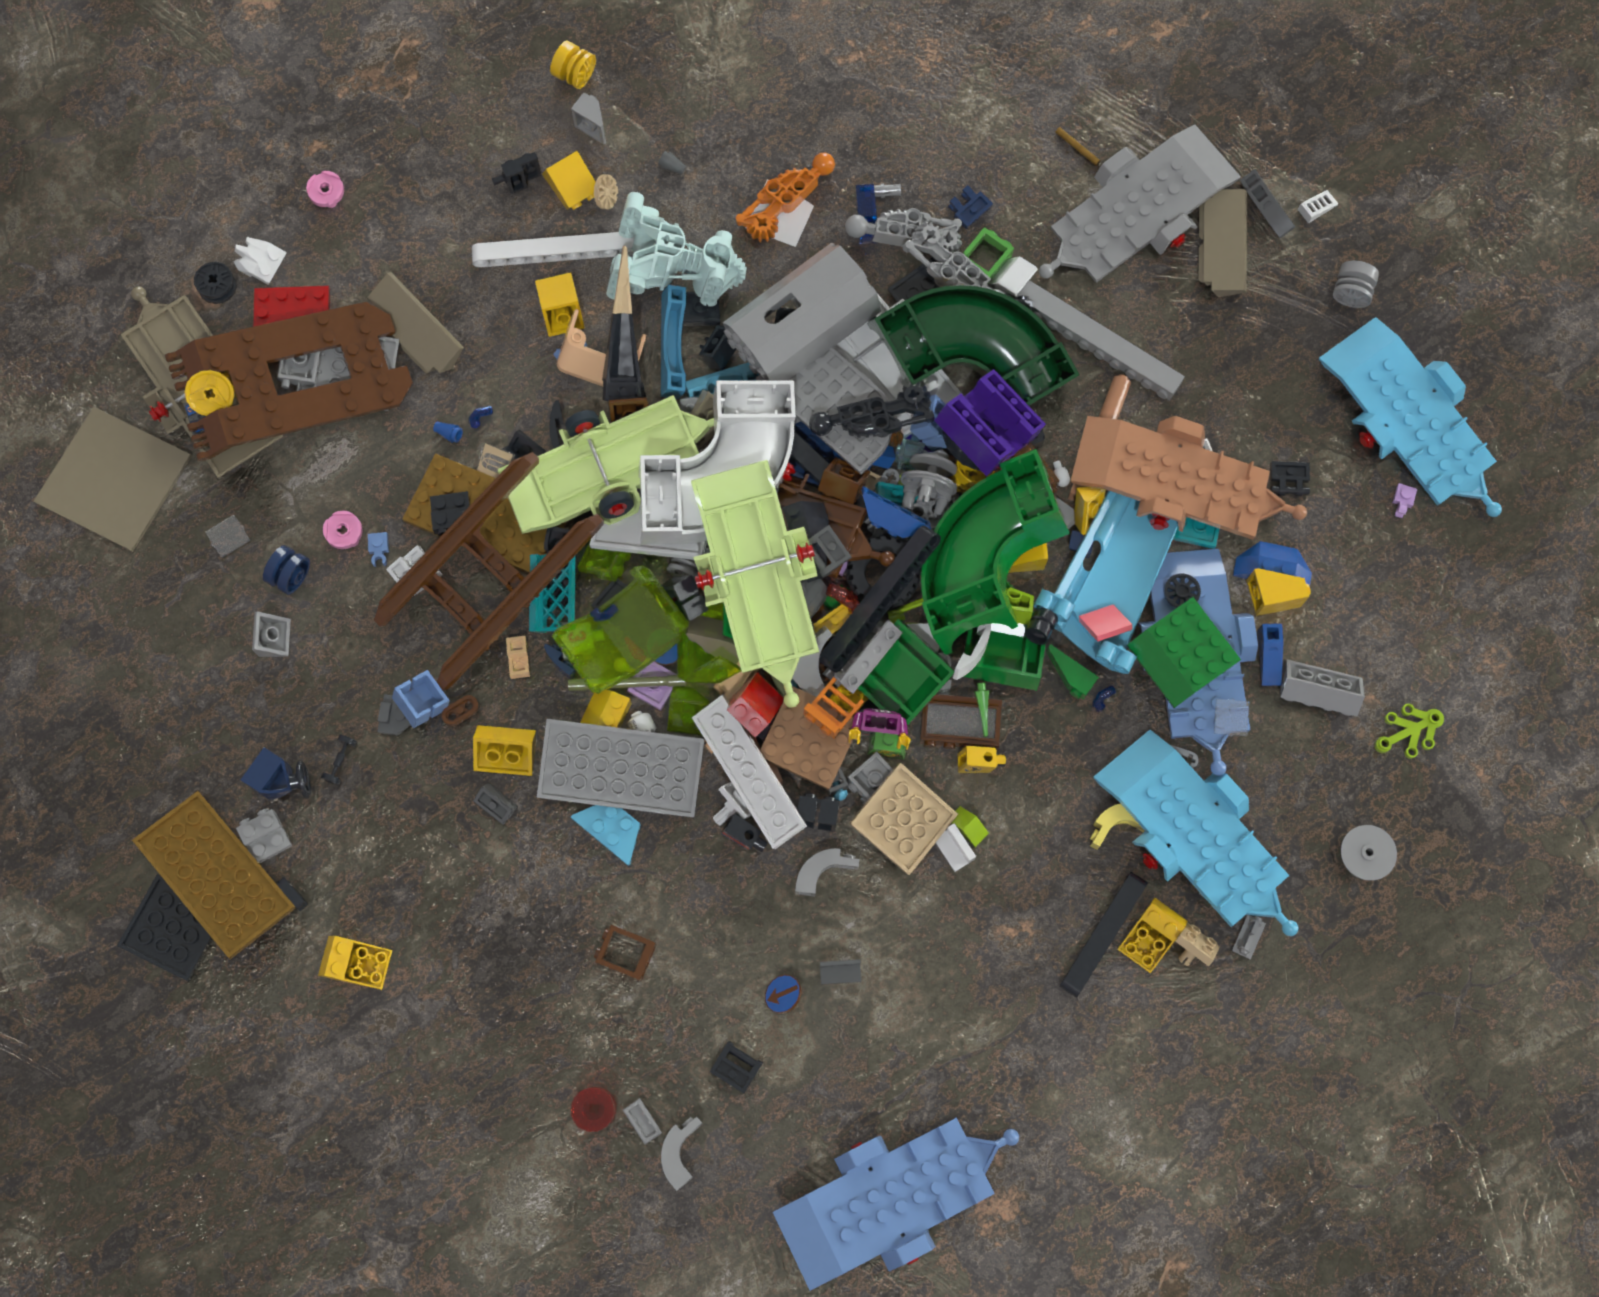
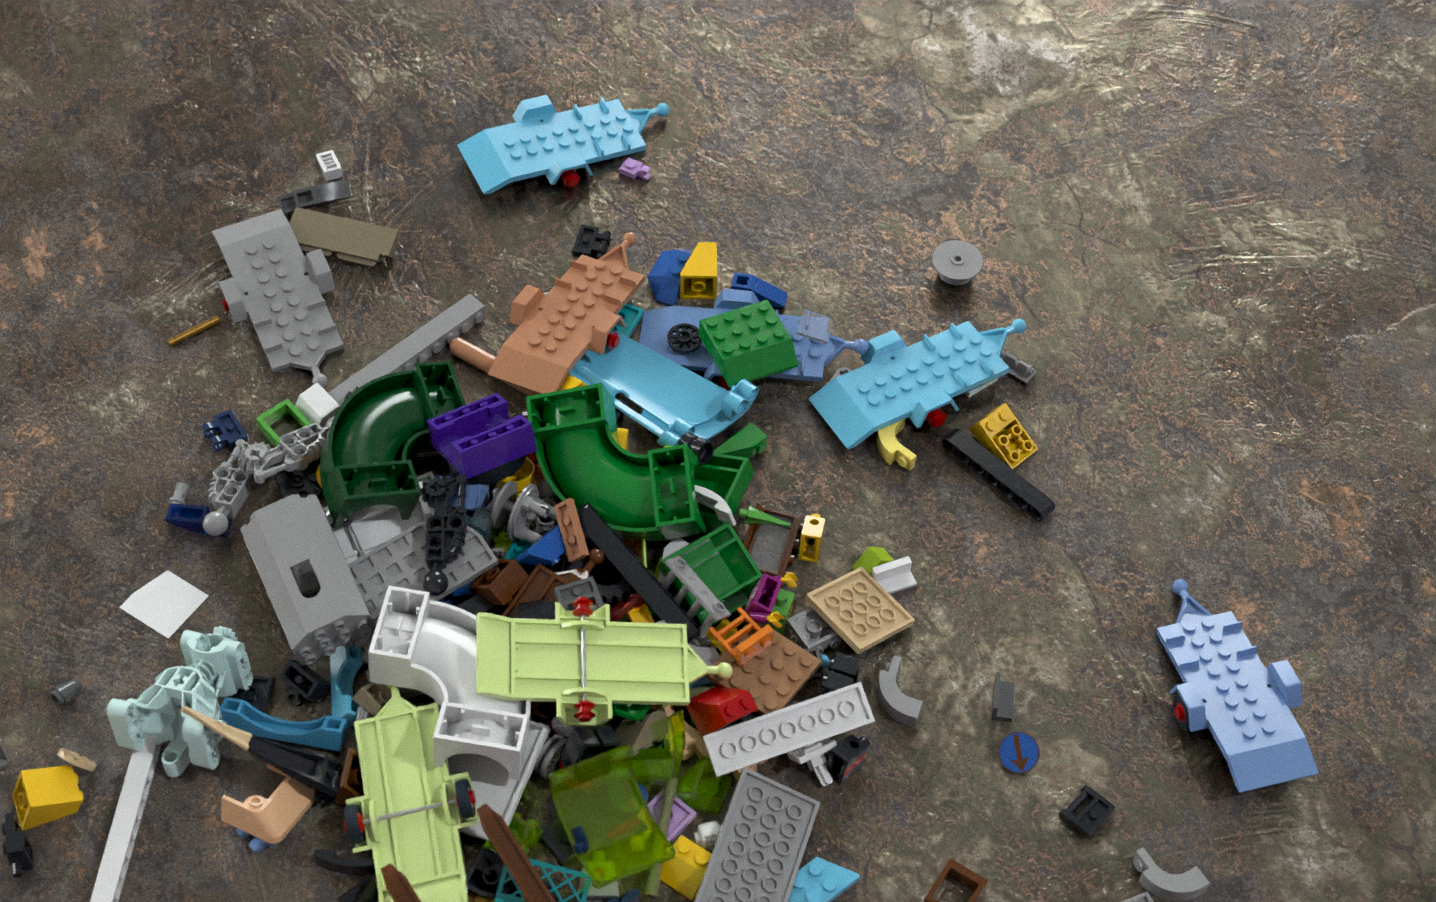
camera: 80 degrees left, 20 degrees down
(558, 303) = (194, 833): yellow slope -> none
(786, 187) = (135, 585): orange arm -> none
(904, 528) = (571, 530): none -> nougat plate
(1101, 696) = (768, 428): clear blue arm -> none
(1105, 622) = (702, 400): coral tile -> none
(1196, 945) = (1020, 402): tan plate -> none
(1322, 688) = (798, 262): light grey slope -> none
(1355, 284) = (420, 150): light grey wheel -> none
(1412, 729) = (843, 197): lime plant -> none

